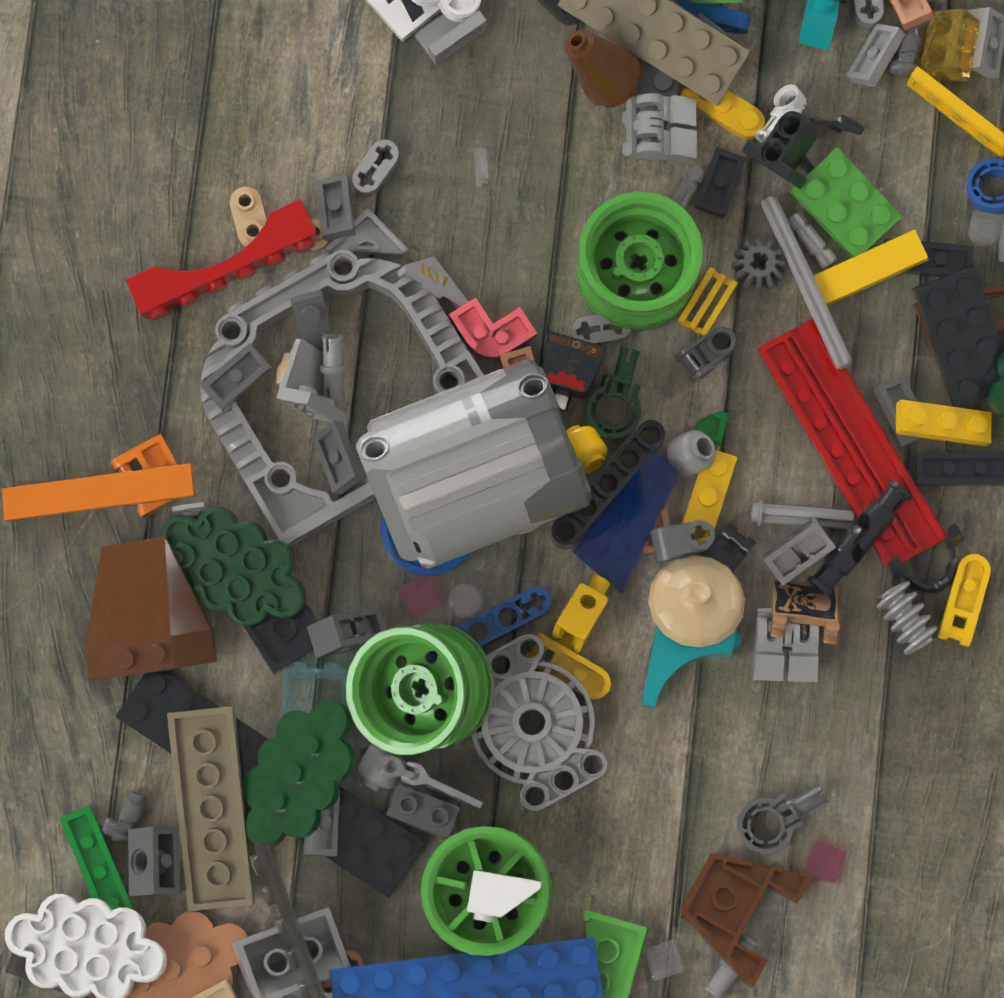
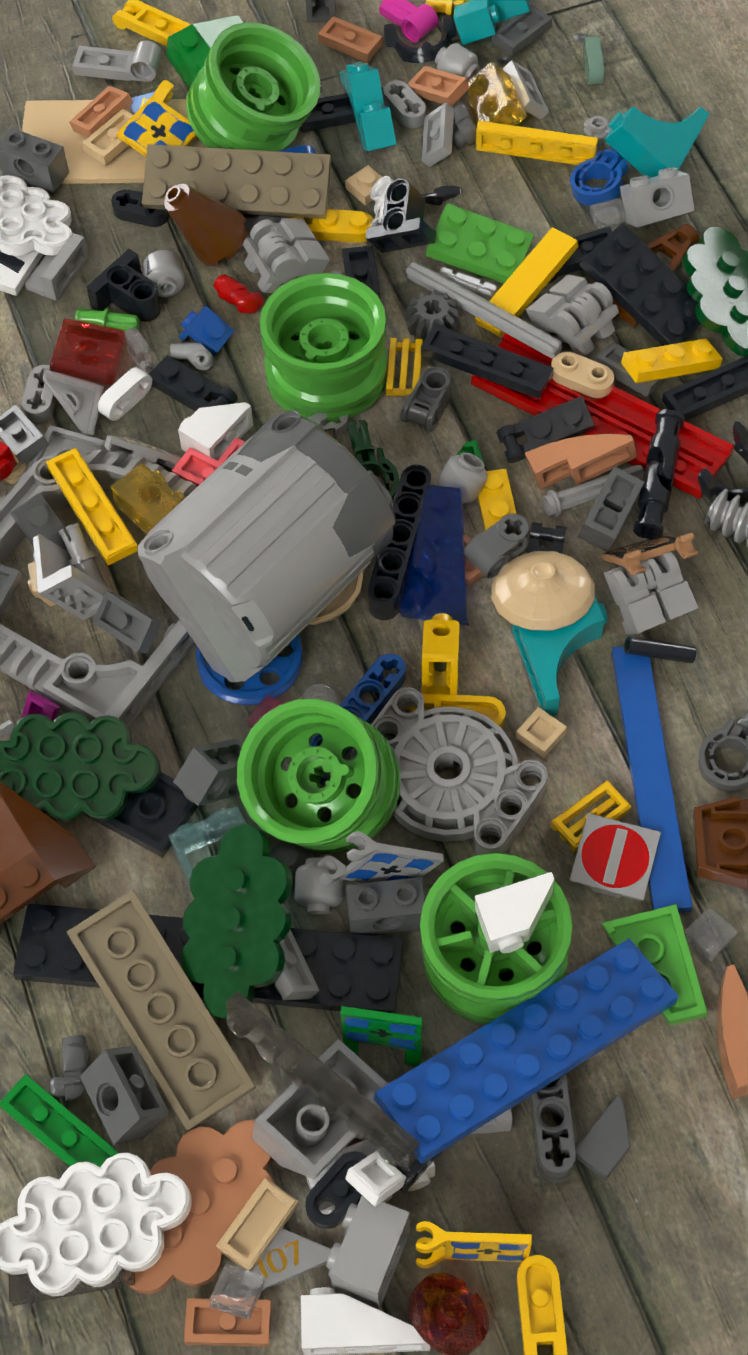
camera: 25 degrees left, 20 degrees down
(235, 495) = (40, 705): none -> magenta slope
(344, 904) = (382, 1030): none -> green flag
(361, 324) = (92, 506): none -> yellow tile
(400, 336) = (138, 490): none -> clear yellow brick
(404, 192) = (77, 398): none -> light grey tile
(435, 147) = (88, 351): none -> clear red plate
(447, 209) = (124, 394): none -> white beam
(468, 118) = (108, 319): none -> bright green axle
(500, 100) = (126, 288): none -> black tile
(505, 289) = (214, 428): none -> white slope
(509, 229) = (189, 386): none -> black plate
(530, 193) = (194, 353): none -> light grey arm
(542, 92) = (165, 271): none -> light grey head
(550, 174) = (206, 329): none -> blue bracket
(597, 147) = (237, 294): none -> red arm
(624, 862) = (615, 857): none -> piece
(627, 723) = (541, 732): none -> tan plate
(628, 814) = (567, 834): none -> yellow tile
(694, 805) = (651, 778): none -> blue tile
(765, 701) = (660, 650): none -> black piece
(776, 345) = (487, 361): none -> black plate
(779, 74) = (362, 183): none -> tan plate
(793, 439) = (550, 426): none -> black plate
(800, 484) = (579, 457): none -> nougat slope
(853, 399) = (581, 373): none -> tan plate
(884, 330) = (575, 313): none -> light grey hips

